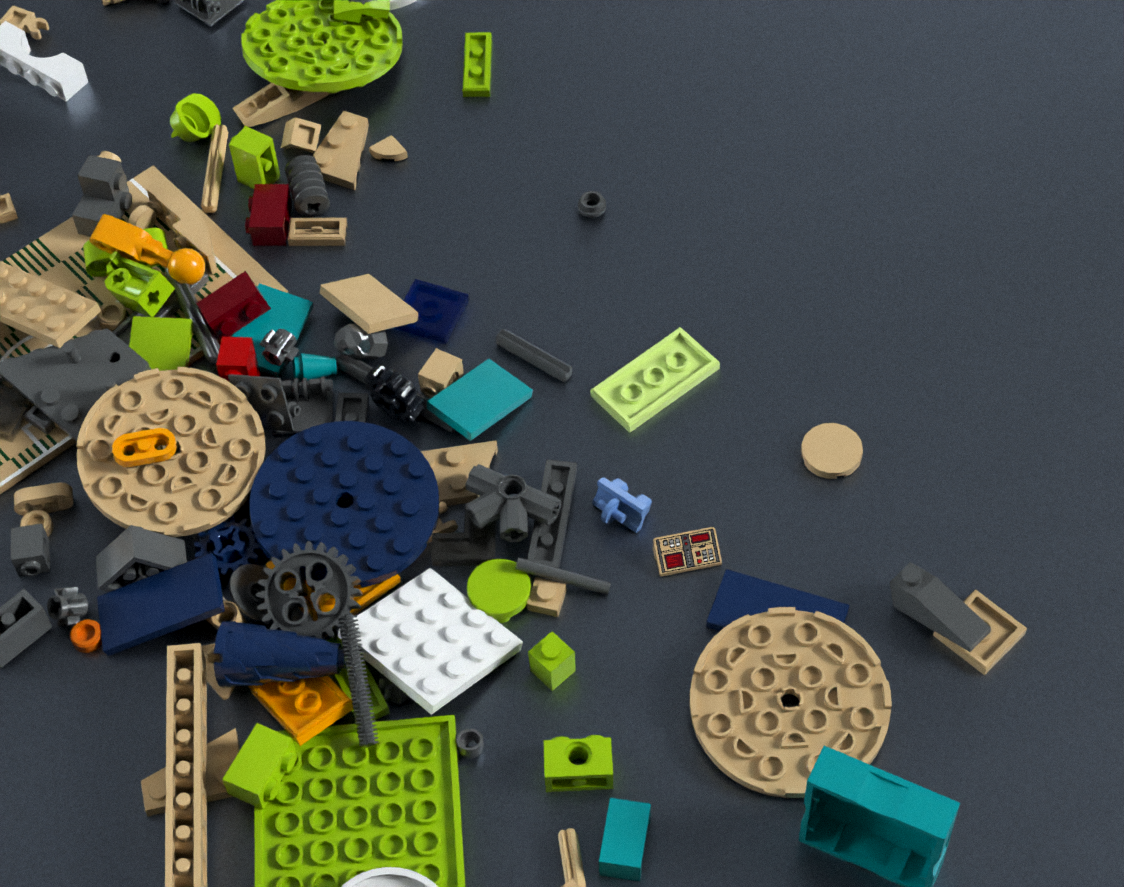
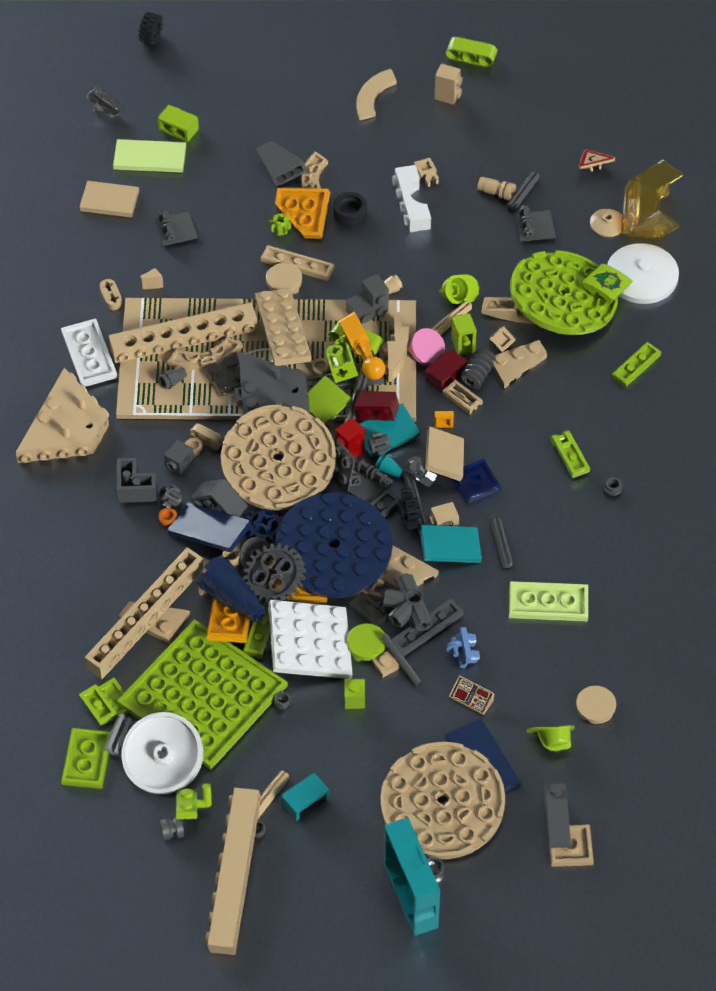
camera: 40 degrees right, 0 degrees up
(142, 217) = (379, 326): tan tile -> none
(144, 447) = (265, 445): light orange plate -> none
(221, 203) = (426, 346): none -> bright pink tile
(260, 766) = (180, 634): lime brick -> none
(324, 268) = (443, 419): none -> light orange tile
(356, 680) = (255, 629): dark grey axle -> none
(388, 149) = (541, 378): tan tile -> none
(508, 203) = (570, 454): none -> lime plate
(566, 776) = (323, 758): lime brick -> none
(836, 523) = (553, 737): none -> lime piece

